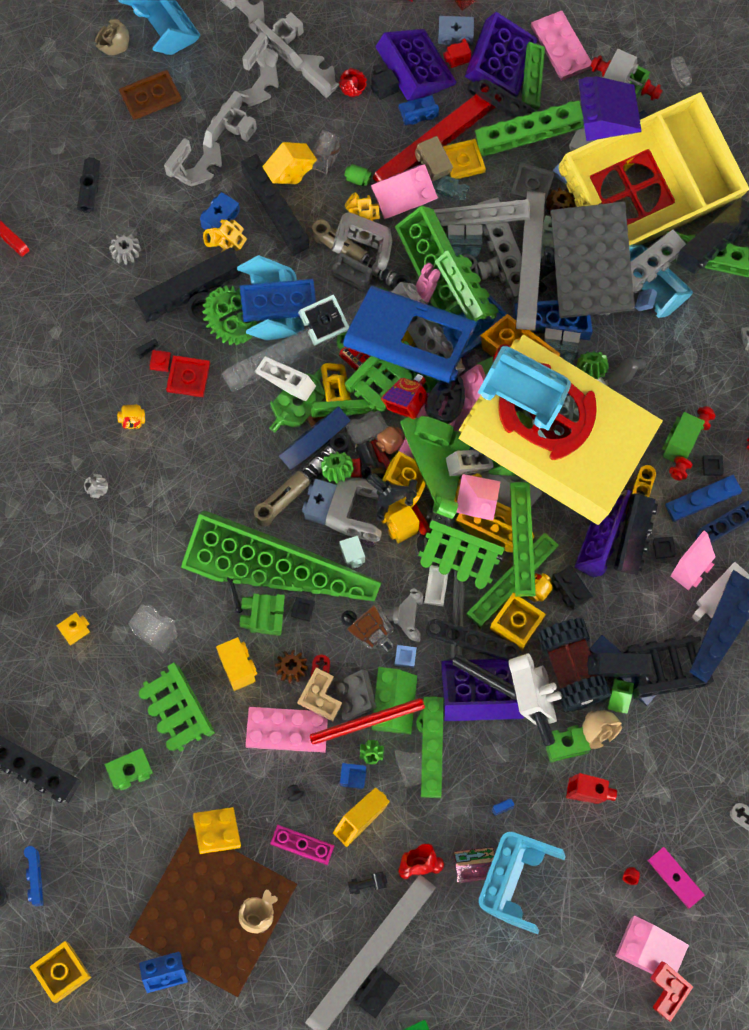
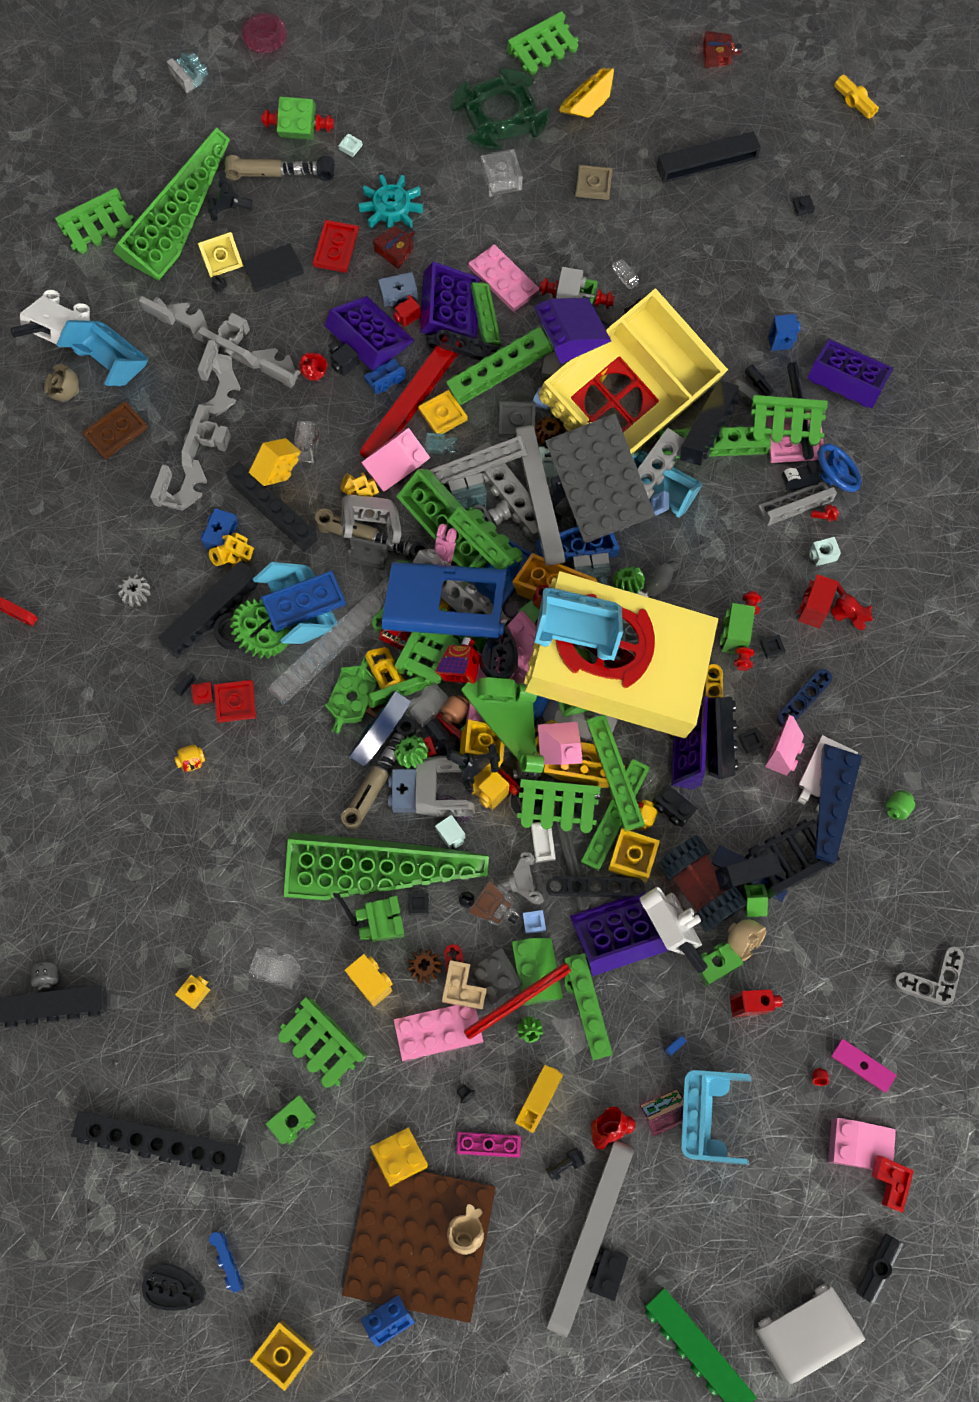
camera: 15 degrees left, 0 degrees up
(87, 193) = (80, 545): black piece -> none
(96, 486) = (174, 838): light grey gear -> none
(286, 378) = (334, 676): white slope -> none
(331, 322) = (354, 601): piece -> none
(353, 776) = (518, 1059): blue panel -> none
(358, 175) = (345, 455): bright green brick -> none
(434, 157) = (415, 418): dark tan brick -> none
(468, 463) = (539, 712): light grey brick -> none
(485, 676) = (619, 920): black axle -> none
(703, 498) = (773, 681): blue plate -> none

